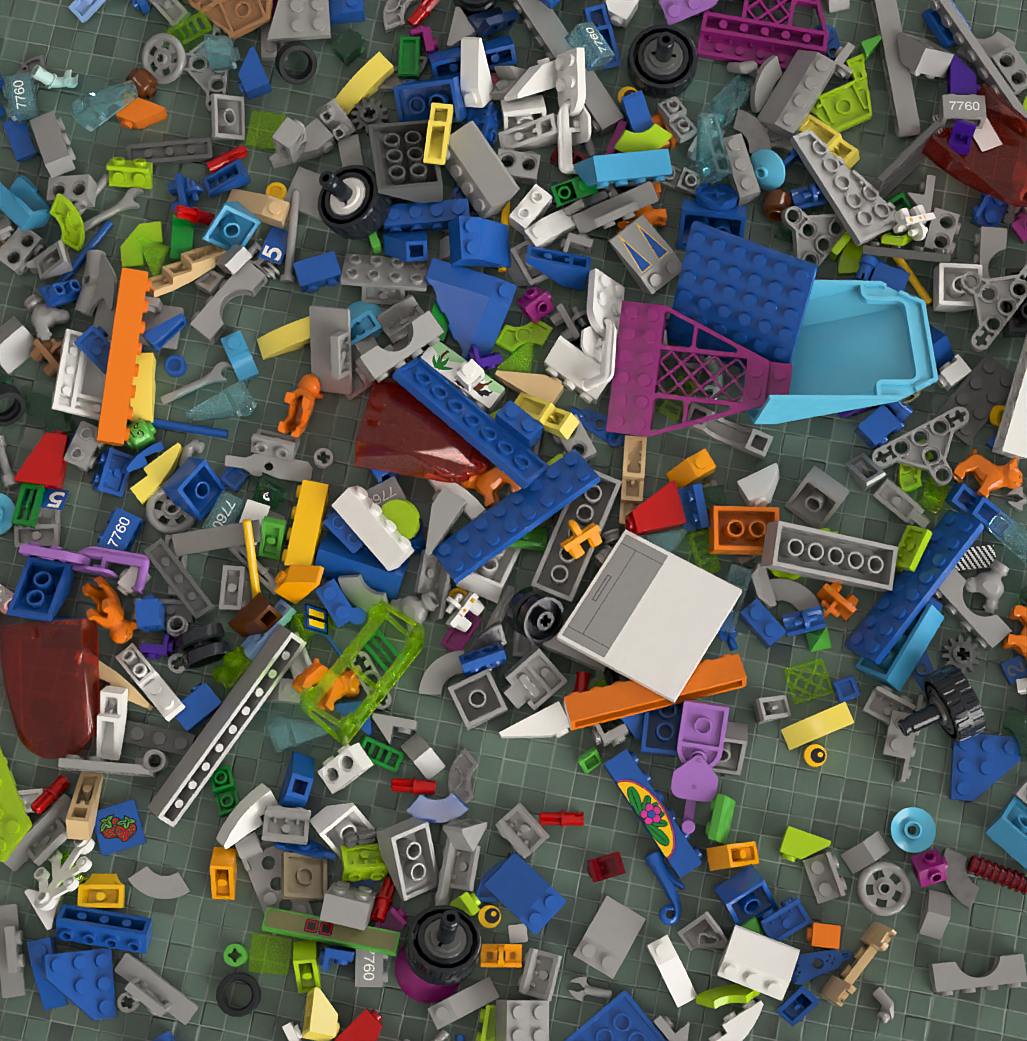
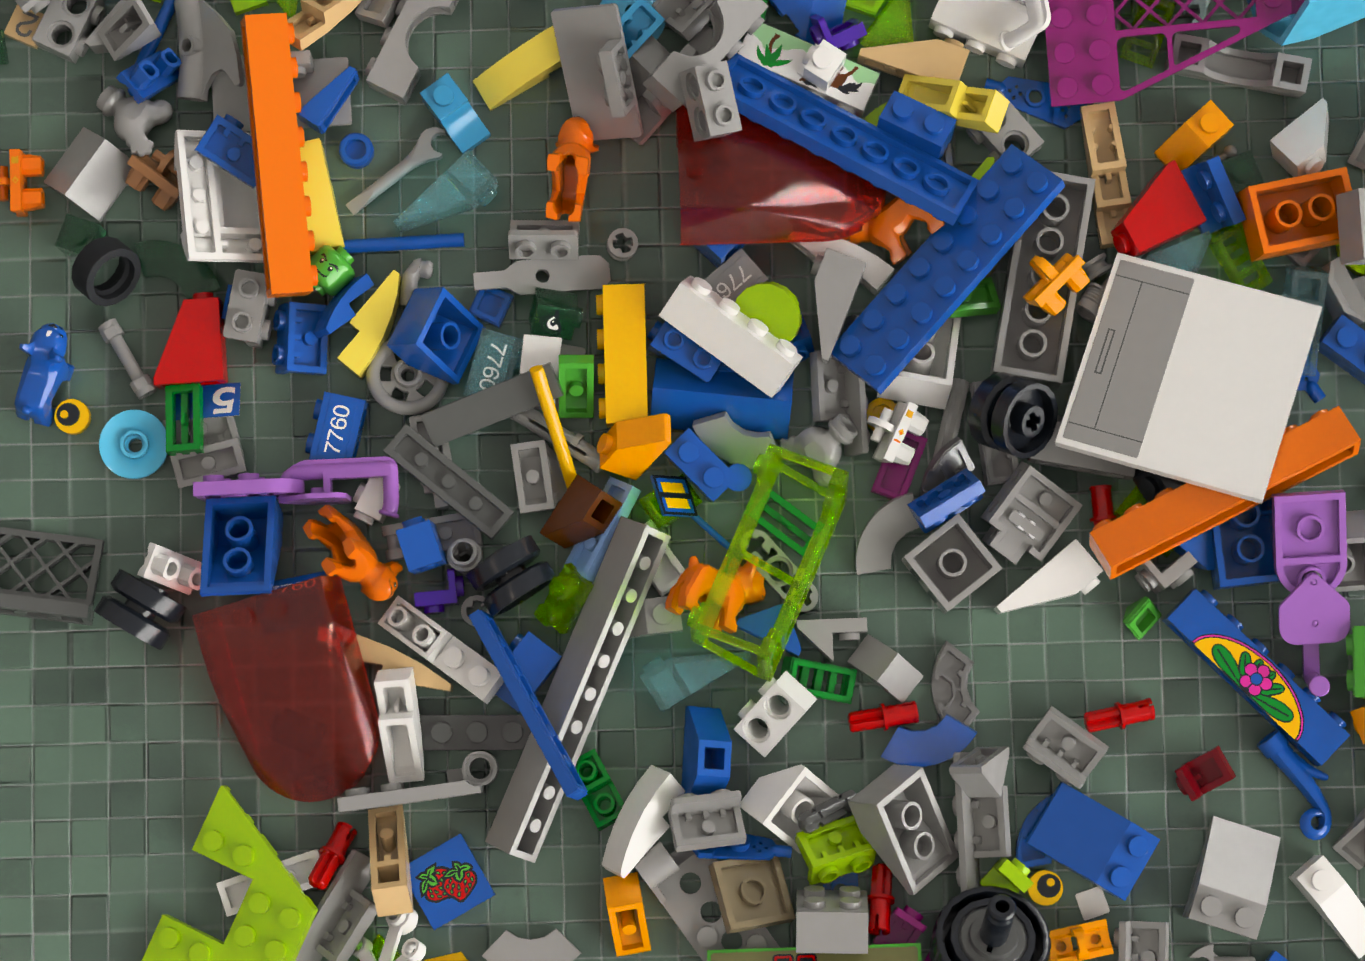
camera: 15 degrees left, 5 degrees up
(191, 727) = (528, 705): none -> blue tile
(391, 380) = (710, 101): none -> light grey brick

